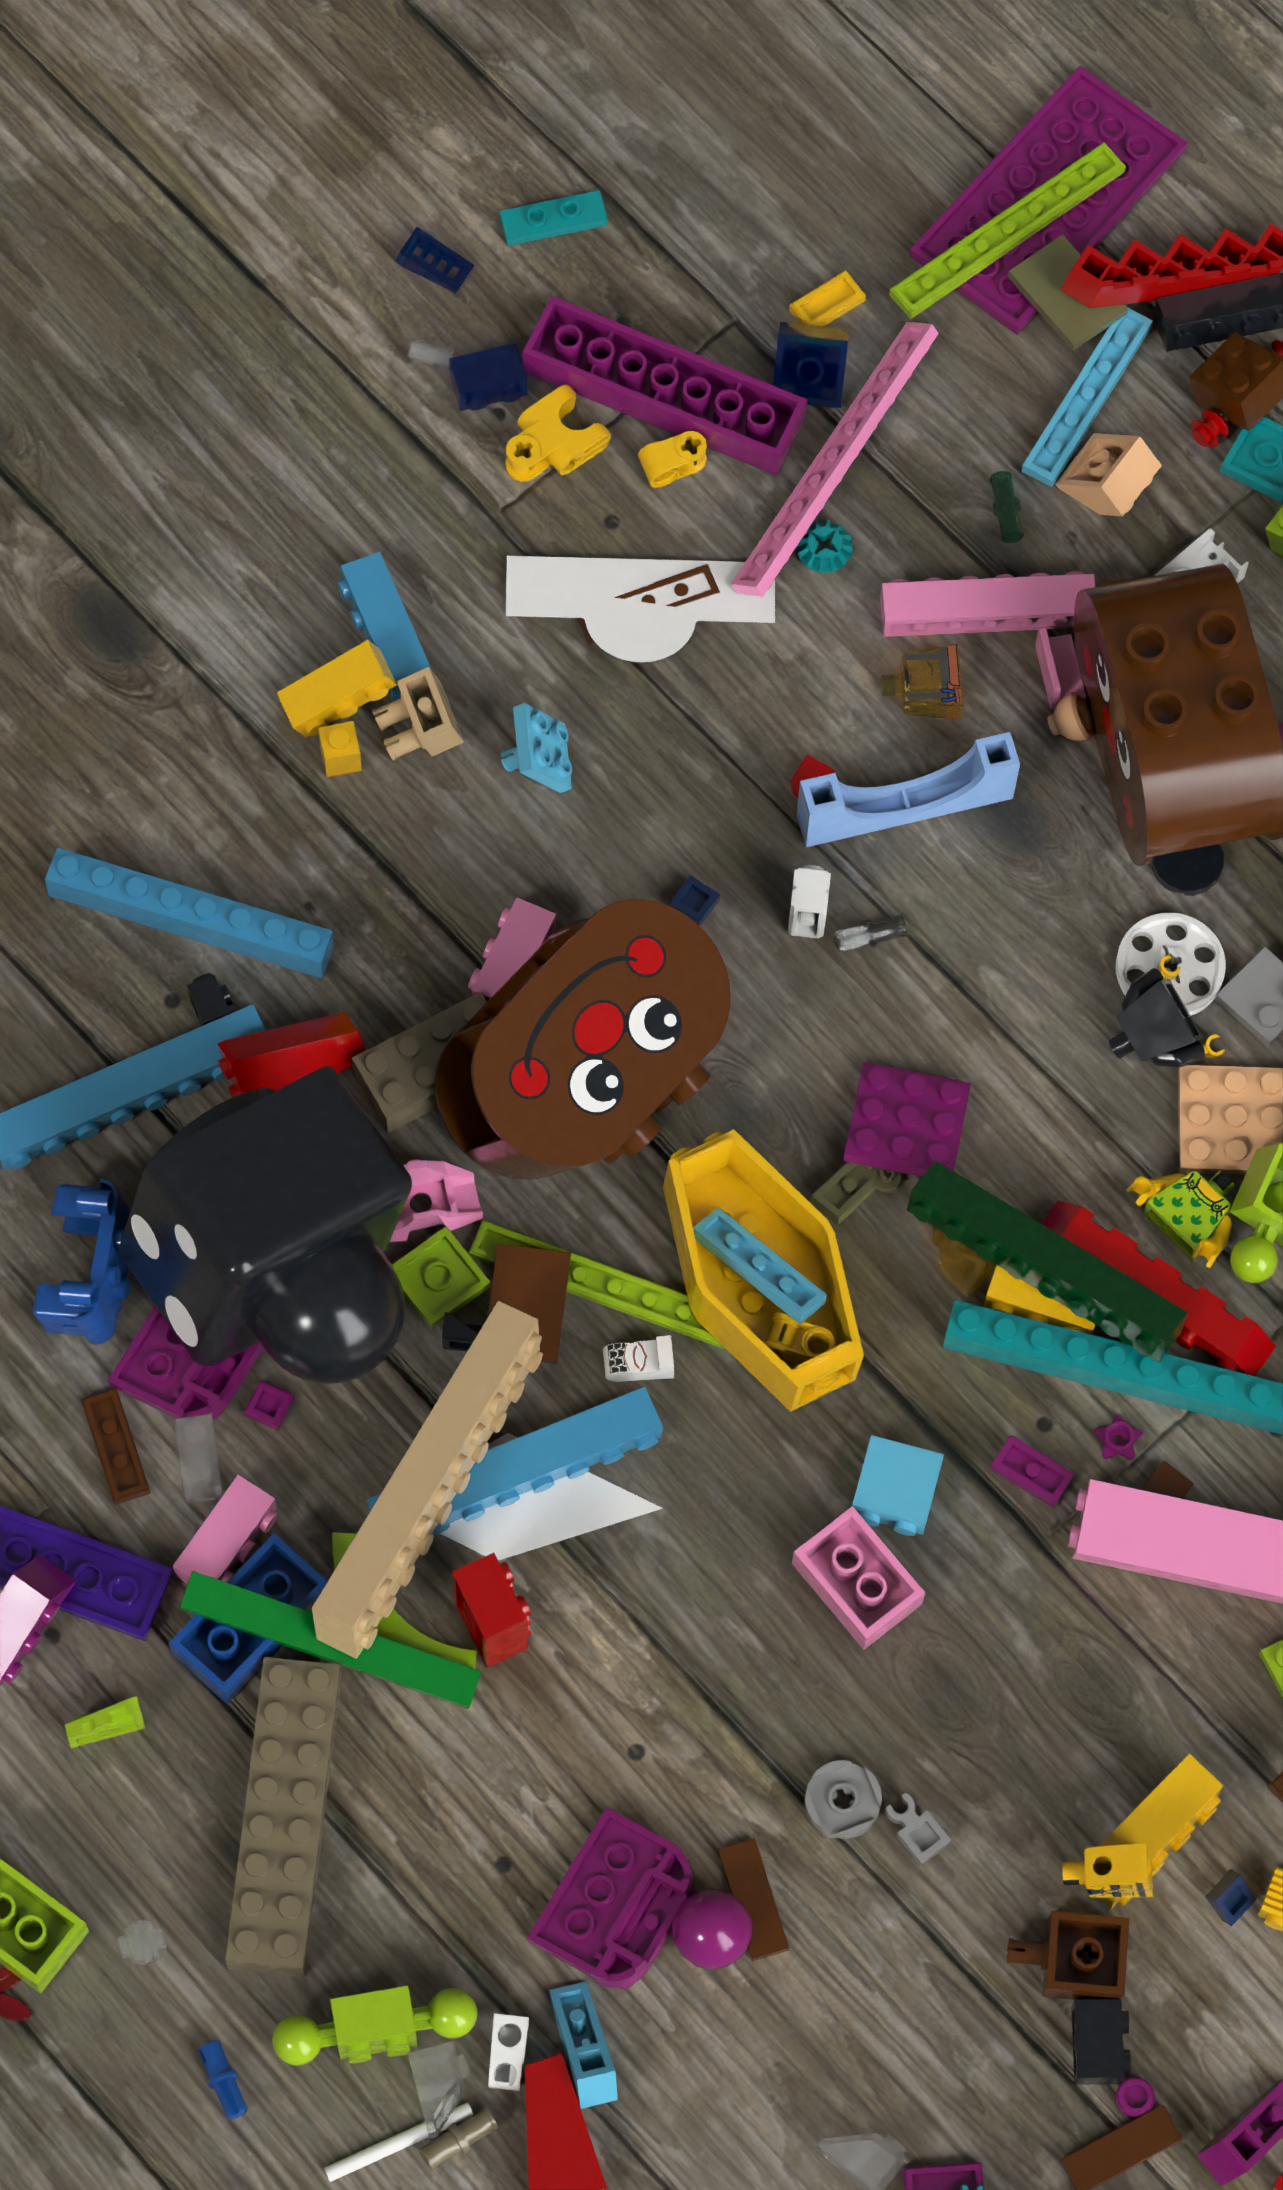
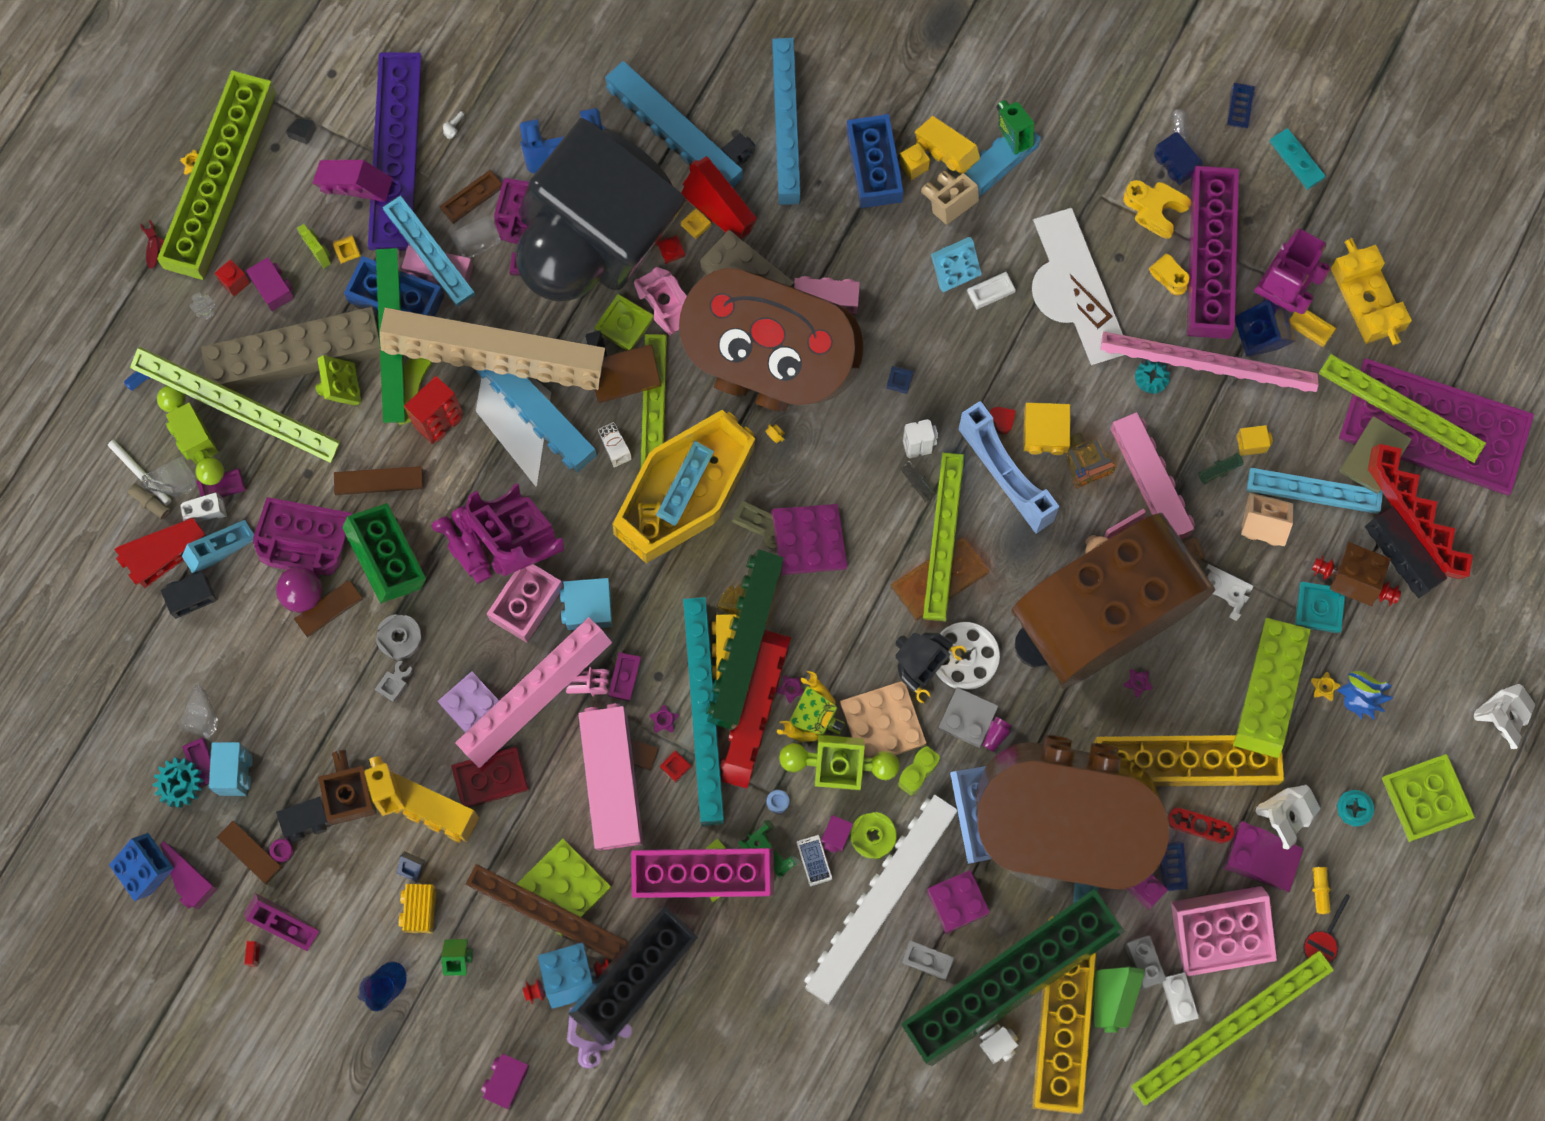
camera: 75 degrees right, 5 degrees up
(110, 1878) = (232, 278): none -> red brick
(125, 1677) = (346, 249): none -> yellow slope
(145, 1818) = (270, 284): none -> magenta brick
(203, 1532) = (429, 251): none -> medium azure plate
(317, 805) = (874, 161): none -> blue brick
(350, 1934) = (235, 404): none -> lime plate
(355, 574) = (1016, 126): none -> green torso
(370, 1756) = (338, 381): none -> lime plate
(481, 1988) = (230, 484): none -> magenta tile
(561, 1751) = (378, 480): none -> reddish brown tile
(595, 719) = (991, 290): none -> white tile
(651, 2118) = (188, 594): none -> black brick
(701, 1771) = (384, 553): none -> green brick
(713, 1112) = (775, 433): none -> yellow plate
(731, 1644) = (466, 548): none -> magenta piece
(738, 295) = (1293, 271): none -> magenta container
(739, 1554) = (511, 530): none -> magenta piece
(849, 204) = (1360, 274): none -> yellow brick
(857, 719) = (1046, 428): none -> yellow brick
(974, 925) = (943, 537): none -> lime tile
(980, 445) = (1254, 440): none -> yellow brick
(981, 2129) = (230, 769): none -> medium azure brick
(1000, 1719) = (468, 701): none -> lavender brick
(1019, 1609) = (533, 692): none -> bright pink brick
(1022, 1529) = (586, 682): none -> bright pink arm
(1037, 957) = (966, 570): none -> clear orange plate
(1123, 1732) = (495, 779): none -> dark red tile
(1139, 1226) = (791, 682): none -> magenta plate
(1199, 1445) = (675, 766): none -> red tile

